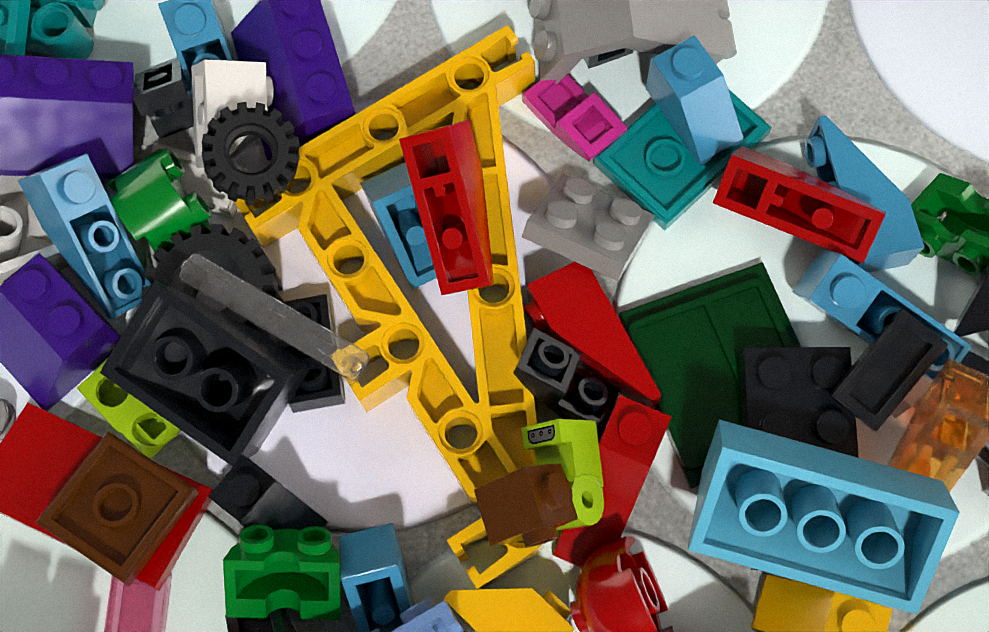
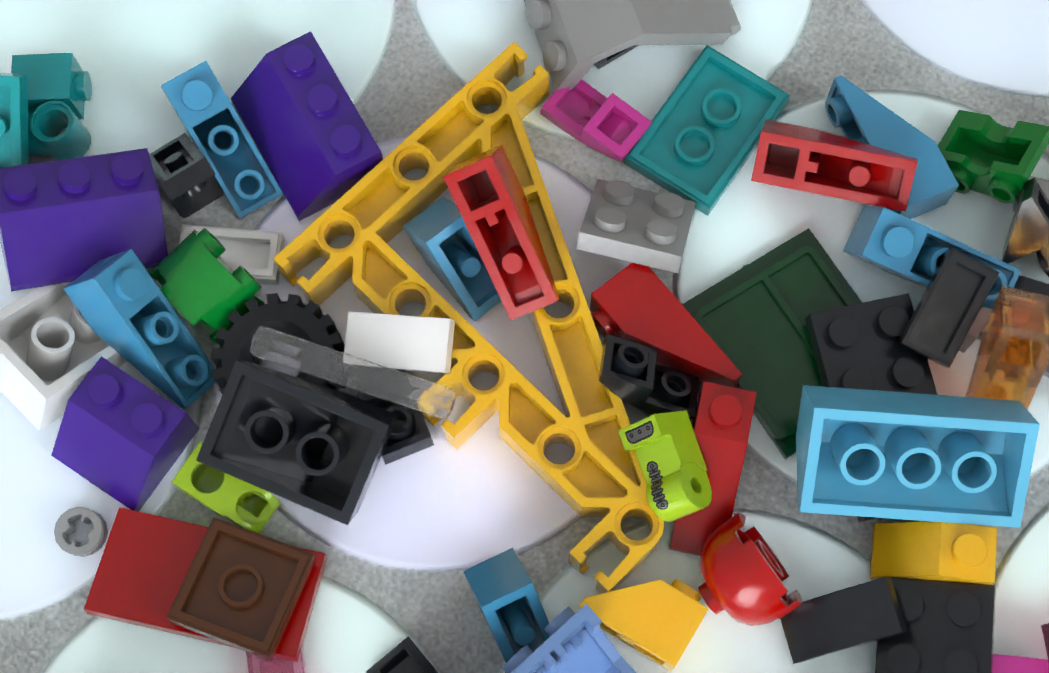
camera: 15 degrees left, 0 degrees up
(223, 85) = (253, 176): white slope -> none
(259, 123) = (301, 187): black tyre -> none
(259, 499) = (385, 562): black slope -> none
(282, 571) = (421, 615): green cylinder -> none
(328, 294) = (401, 341): none -> white tile
(526, 505) = (642, 501): reddish brown brick -> none
(694, 99) = (712, 83): dark azure slope -> none

